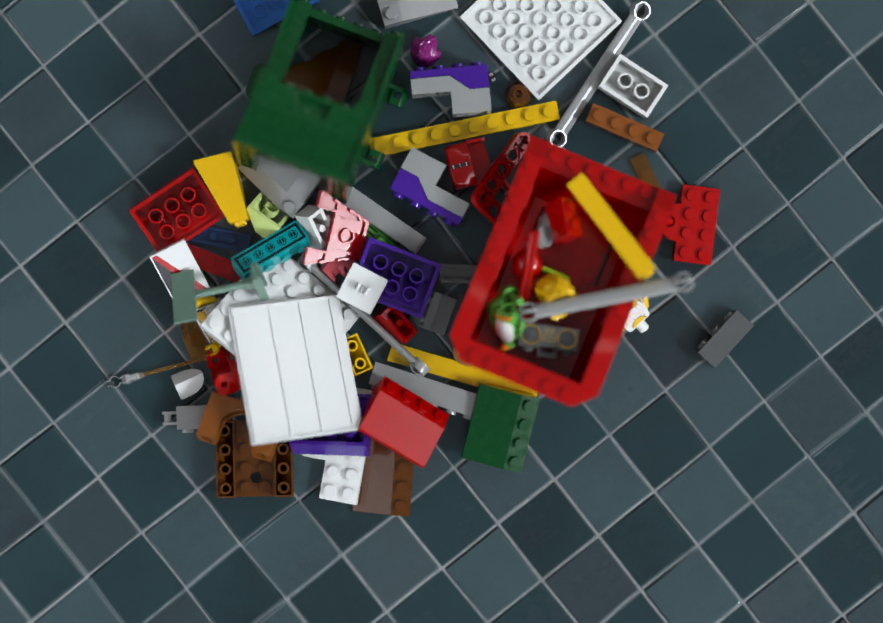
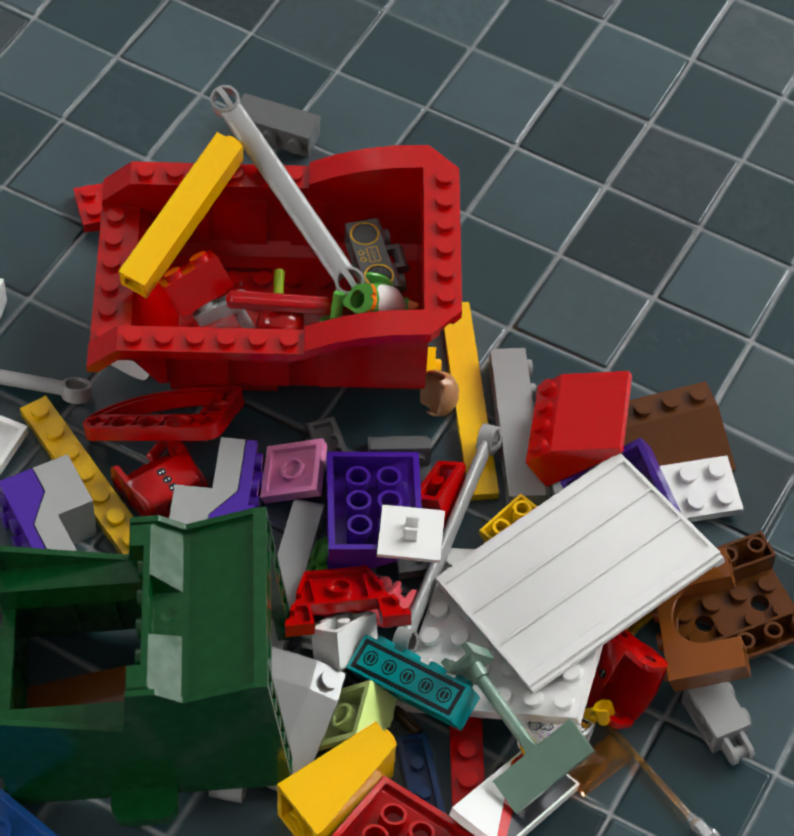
camera: 115 degrees left, 35 degrees down
(188, 382) = (668, 746): white brick -> none
(445, 244) = (293, 471): none -> bright pink plate
(500, 427) = (524, 315): dark green slope -> none
(511, 93) = (27, 455): reddish brown cone -> none
(552, 288) = (302, 267): yellow hair -> none
(624, 128) = (29, 314): dark orange brick -> none
(644, 170) = (79, 283): clear orange piece -> none

